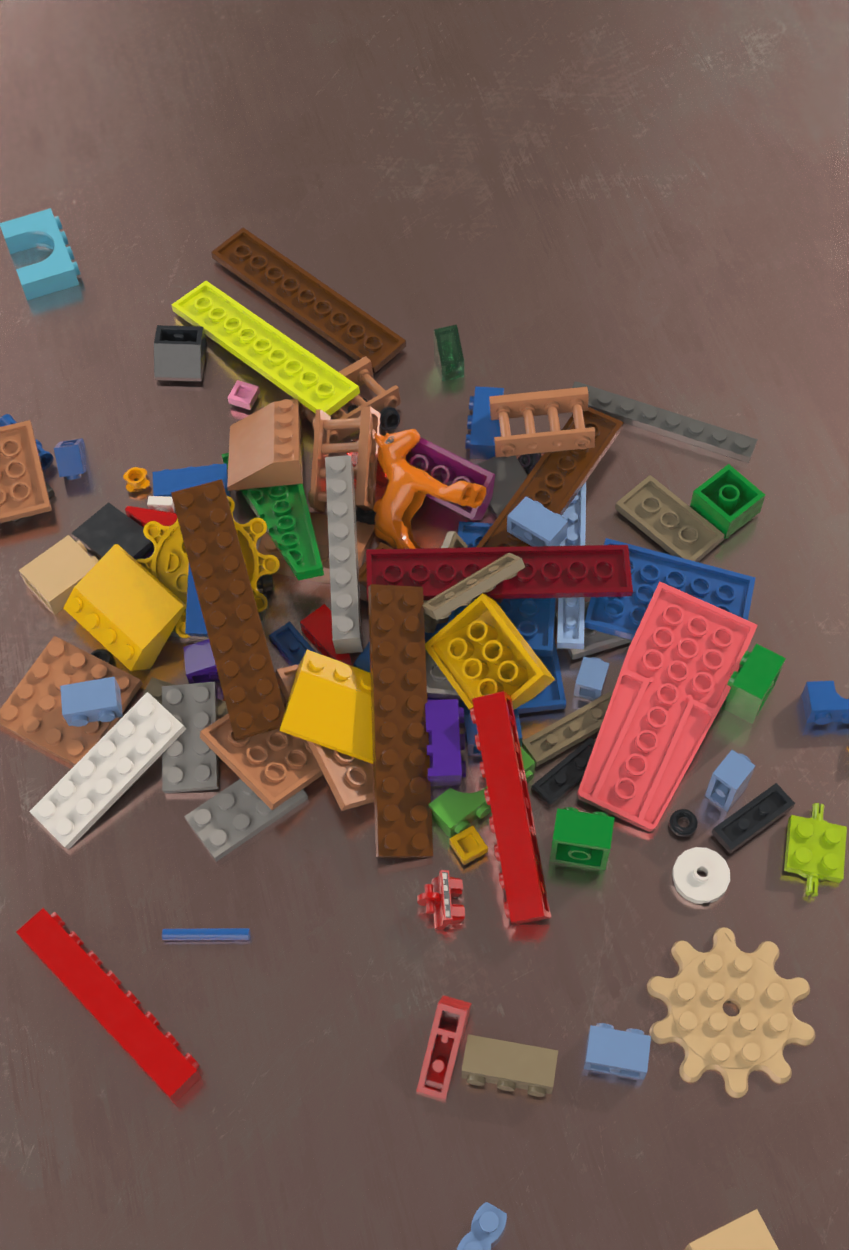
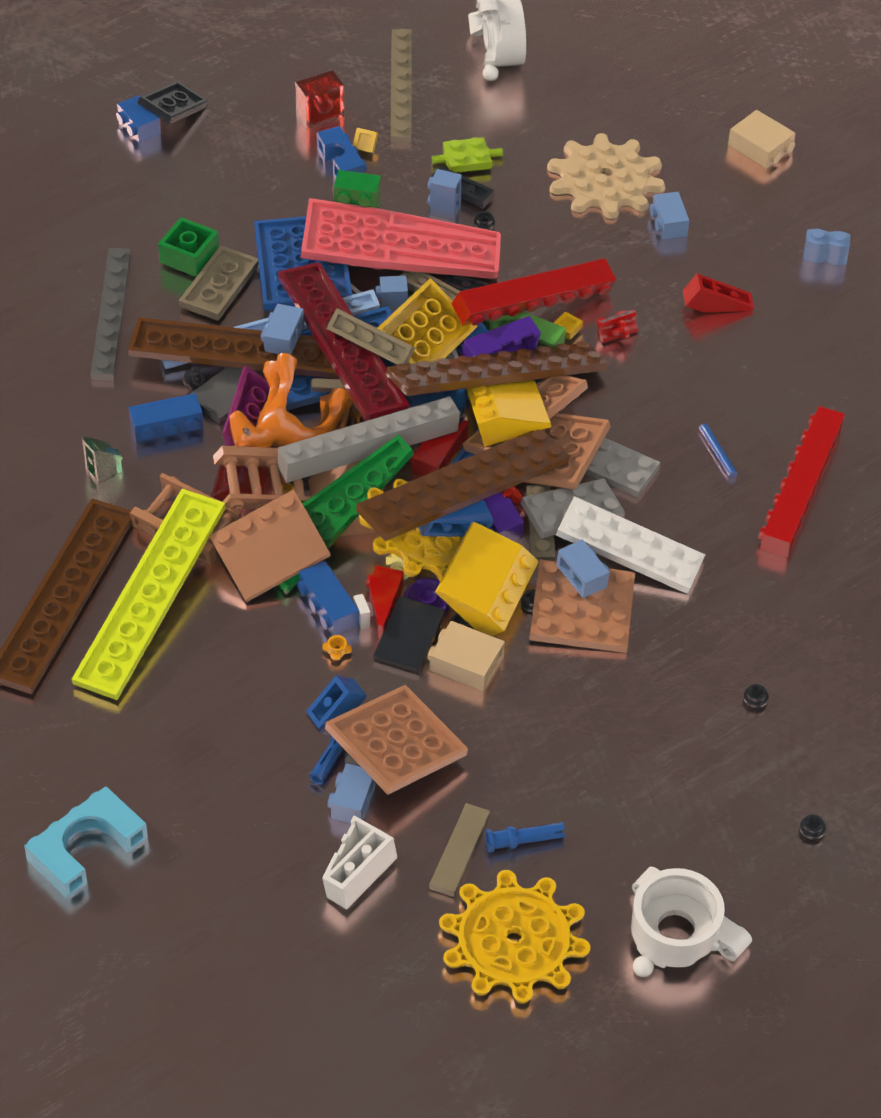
camera: 115 degrees left, 10 degrees down
(179, 353) = (178, 661): slope -> none
(243, 394) = (204, 600): bright pink plate -> none
(389, 418) = (192, 482): black plate -> none
(509, 1065) = (709, 257): dark tan brick -> none
(536, 404) = (154, 374): nougat fence -> none
(582, 838) = (532, 251): green brick -> none
(697, 888) = (519, 206): white plate -> none

